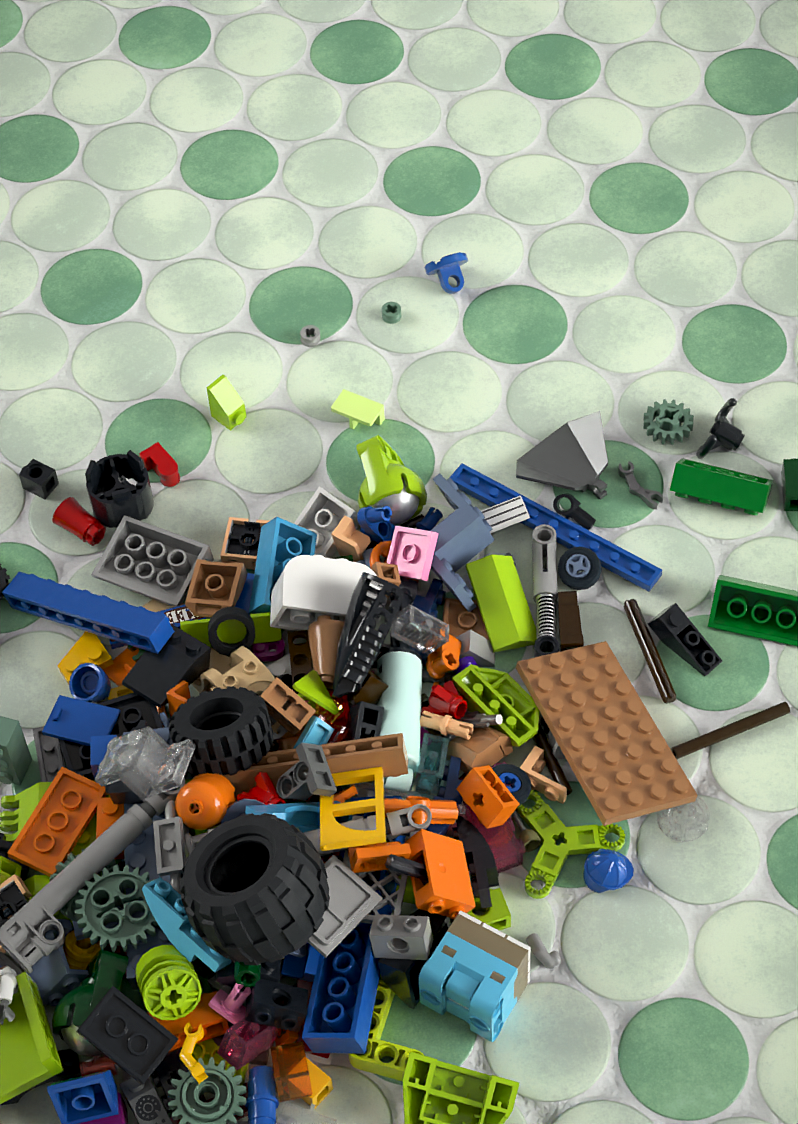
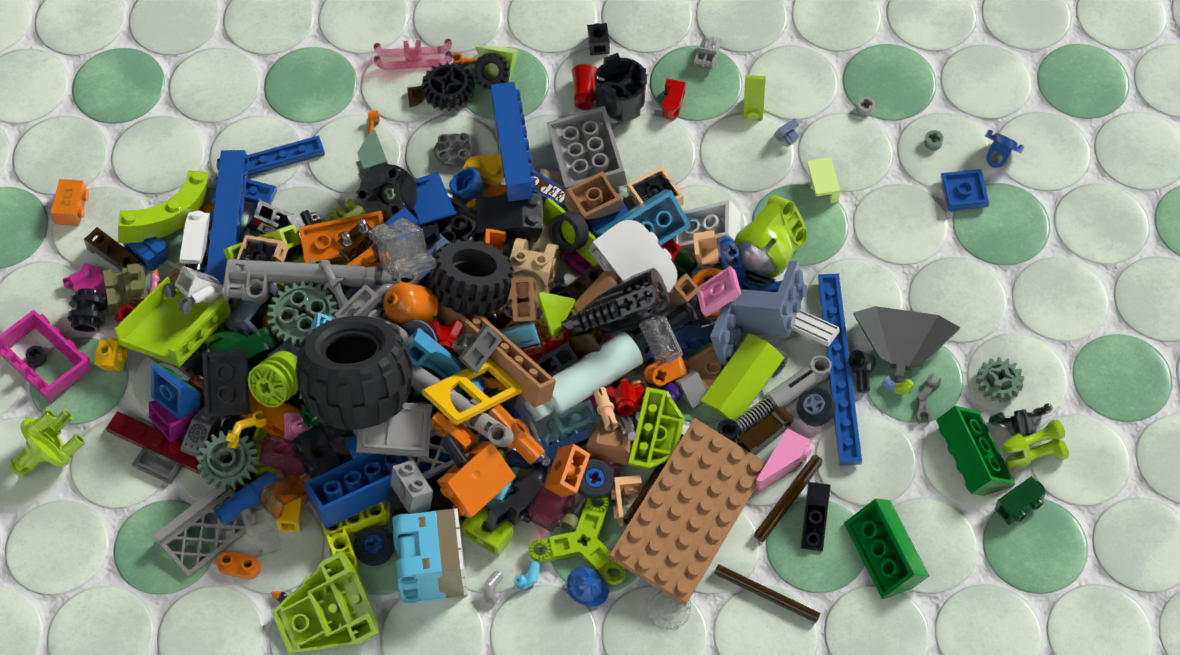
camera: 50 degrees right, 5 degrees up
(36, 672) = (453, 149): none -> flat silver dish
(50, 731) = (376, 185): none -> black piece
(80, 807) = (355, 241): none -> dark brown piece
(120, 854) = (333, 282): none -> light grey sword
(140, 407) = (706, 55): none -> light grey arm
(282, 404) = (788, 131): none -> sand blue tile
(412, 1017) = (368, 537): none -> black bush
(461, 324) = (964, 190): none -> blue plate
(559, 912) = (529, 579): none -> medium azure arm
(606, 619) = (785, 458): none -> bright pink slope
(616, 493) = (898, 388): none -> lime arm
(752, 447) = (1055, 447): none -> lime piece

